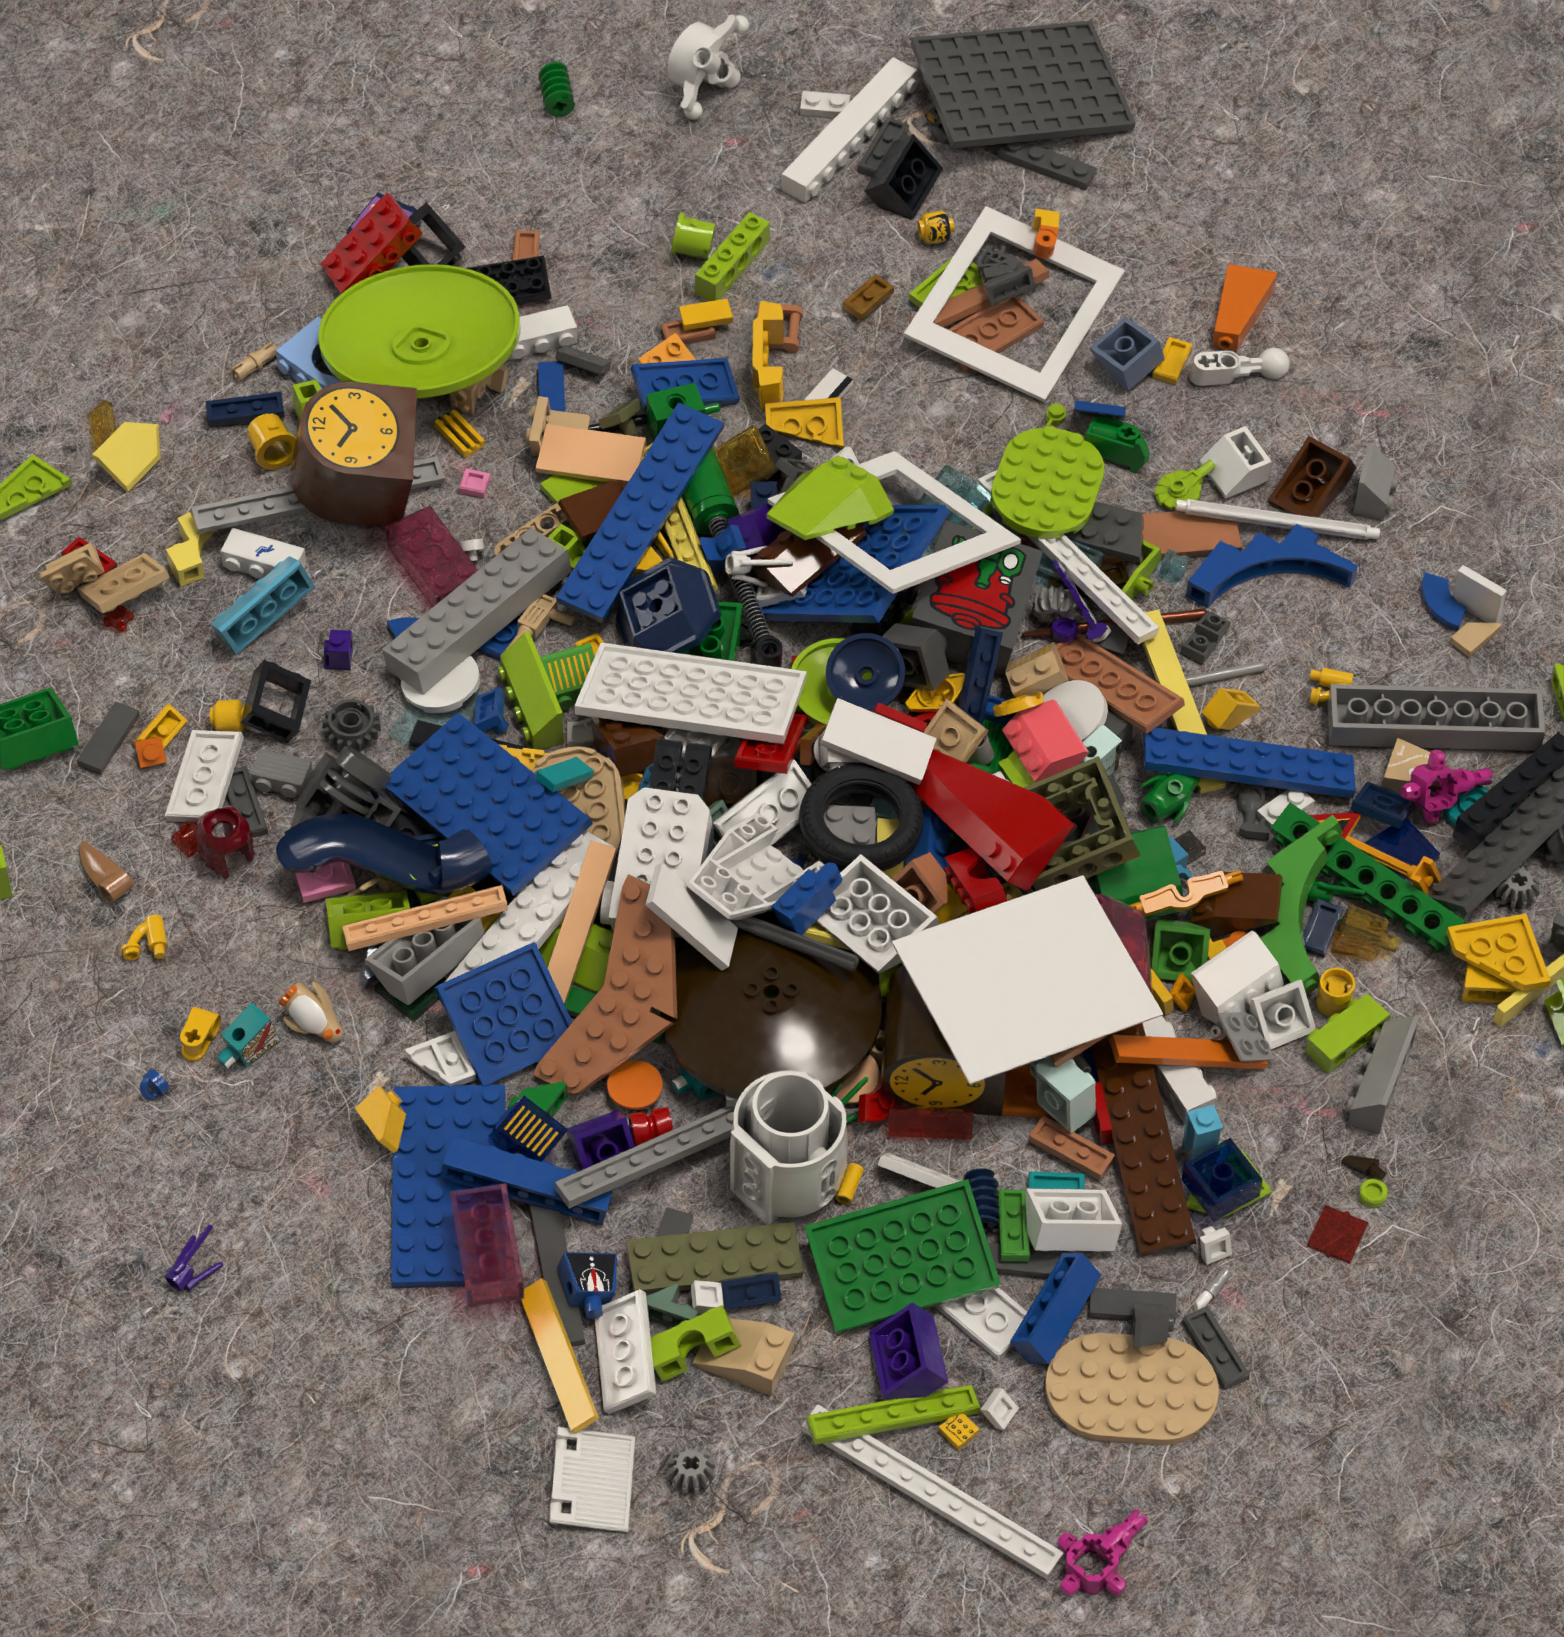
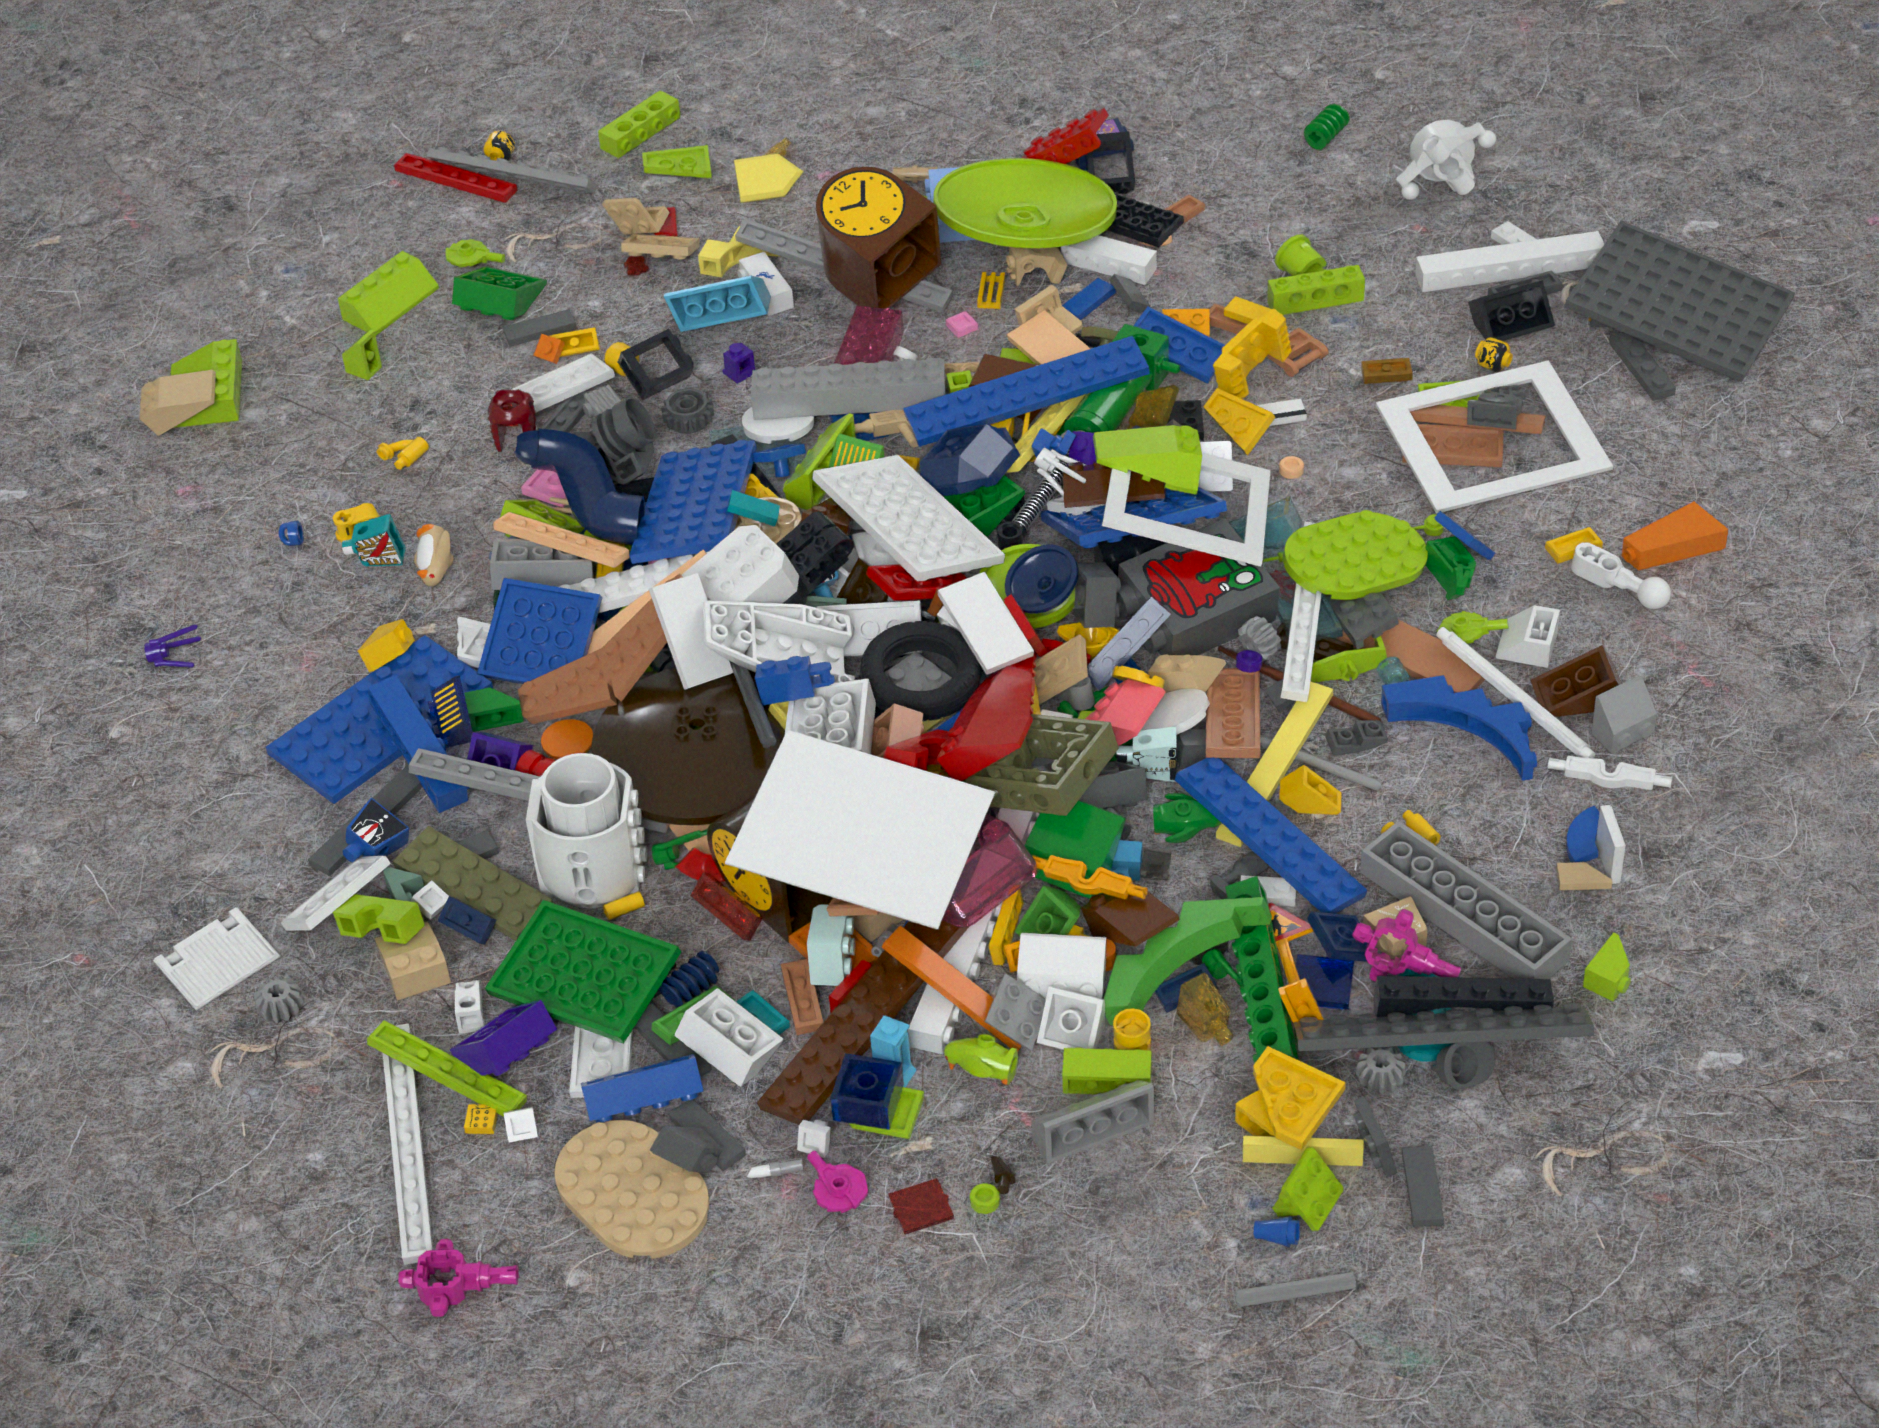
camera: 50 degrees right, 10 degrees down
(105, 874) = (431, 400): medium nougat piece -> none
(487, 1245) = (333, 758): clear pink brick -> none
(559, 1356) = (294, 865): yellow tile -> none
(841, 1353) = (468, 1006): none -> white leg
(893, 436) = (1291, 467): none -> light nougat tile
(915, 1171) = (673, 928): white tile -> none
(1047, 225) = (1572, 401): leg -> none
(1097, 631) = (1268, 672): dark purple piece -> none
(1128, 352) = (1534, 513): sand blue slope -> none
(1216, 1347) = (727, 1210): dark grey tile -> none
(1258, 1091) = (983, 1058): none -> lime animal
(1272, 1265) = (838, 1186): none -> dark pink piece
(1391, 543) = (1624, 774): none -> white piece

